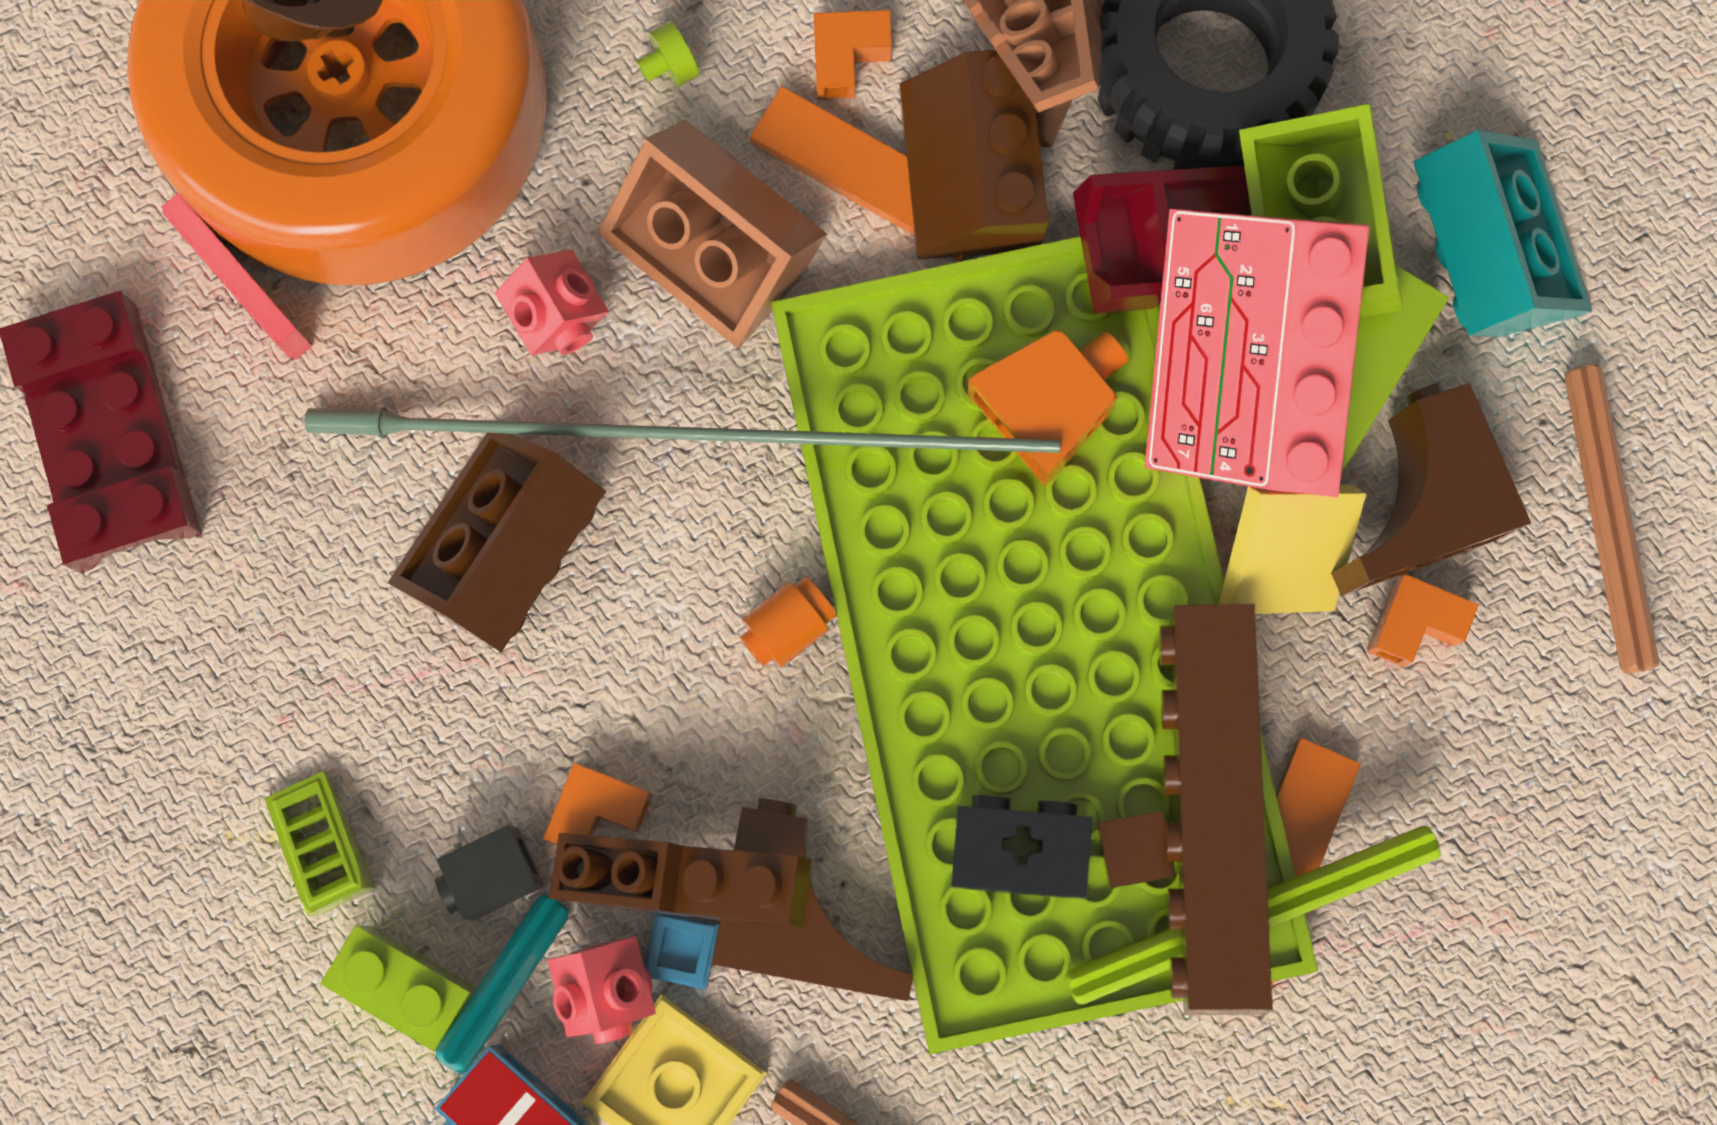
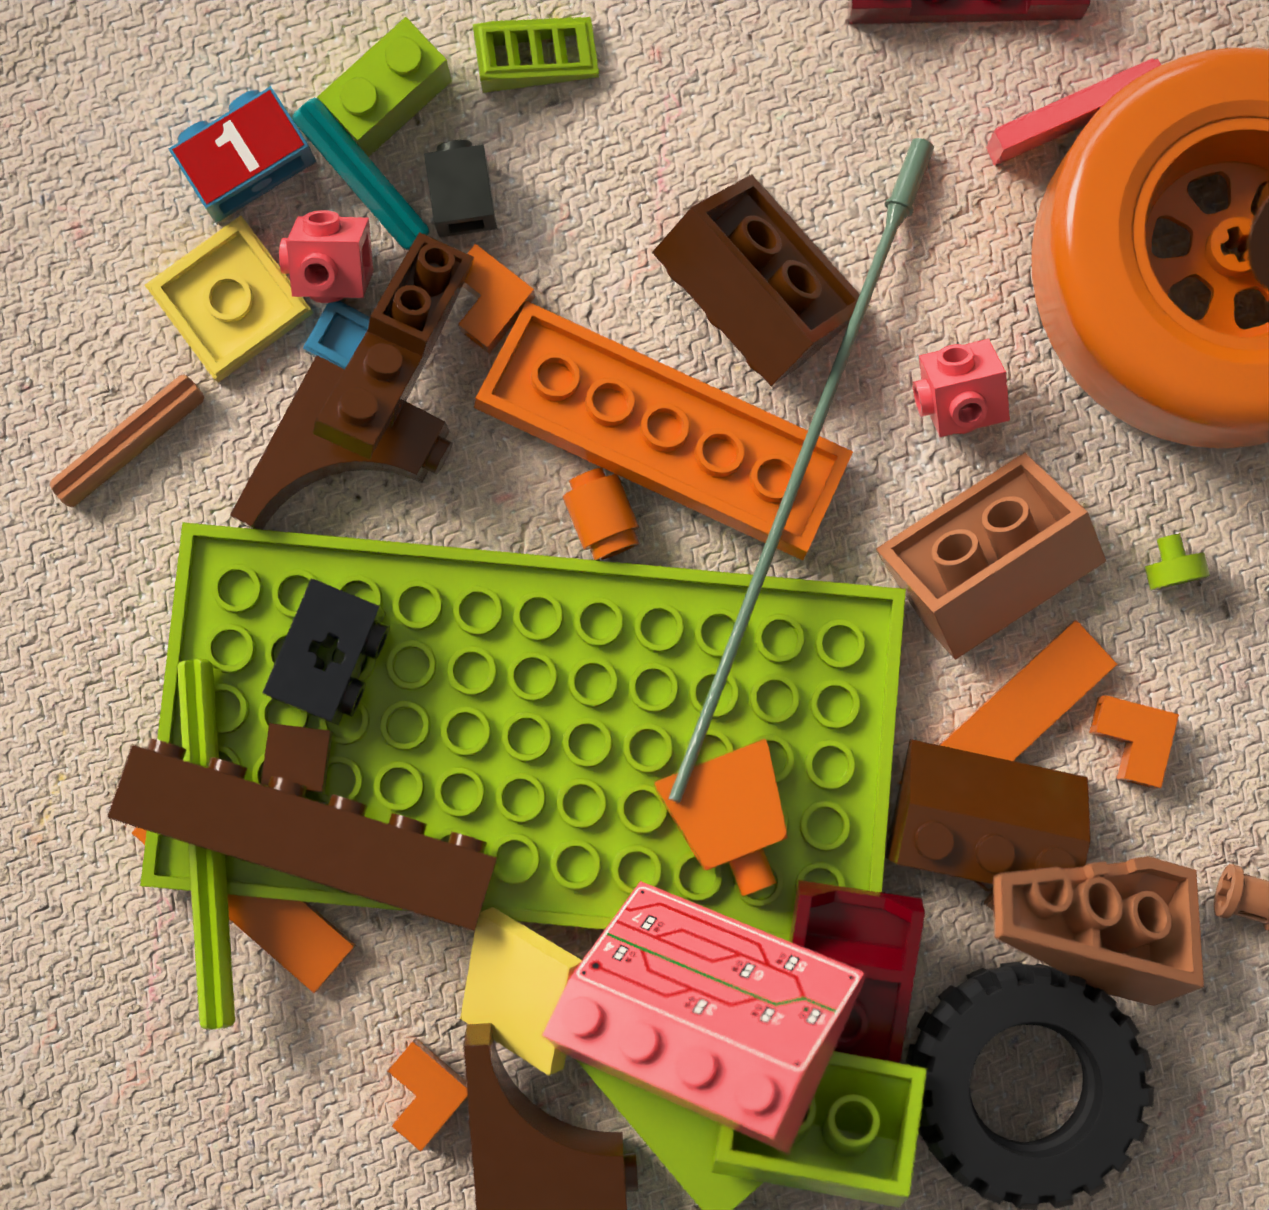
camera: 105 degrees right, 5 degrees up
(681, 593) = (659, 428): none -> orange plate

